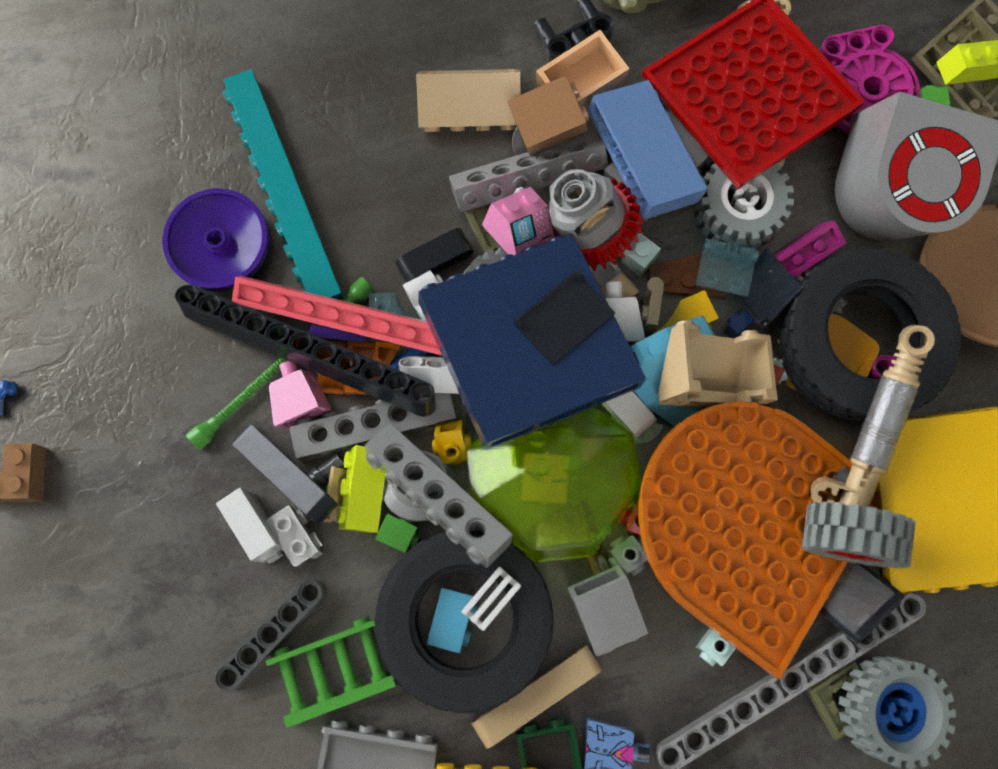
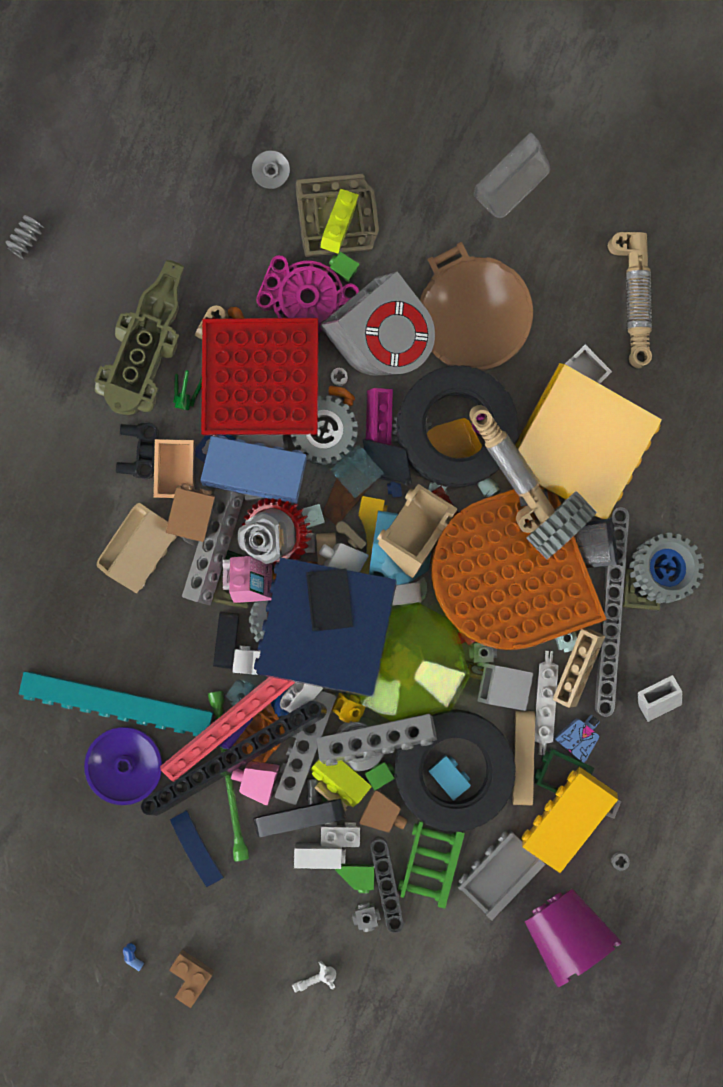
camera: 65 degrees left, 10 degrees up
(113, 636) = (326, 974): none -> white piece
(171, 383) = (196, 849): none -> dark blue slope
(225, 636) = (366, 909): none -> light grey brick
(259, 592) = (358, 876): none -> bright green slope
(354, 568) = (382, 813): none -> medium nougat torso
(474, 617) = (459, 764): white tile -> none
(622, 676) = (545, 705): none -> white plate
(659, 42) = (182, 399): none -> green plant
(696, 686) = (578, 667): none -> tan brick
(799, 198) = (342, 392): none -> orange arm
(810, 190) = (343, 380): none -> white bush
(822, 425) = (489, 487): none -> light aqua cone

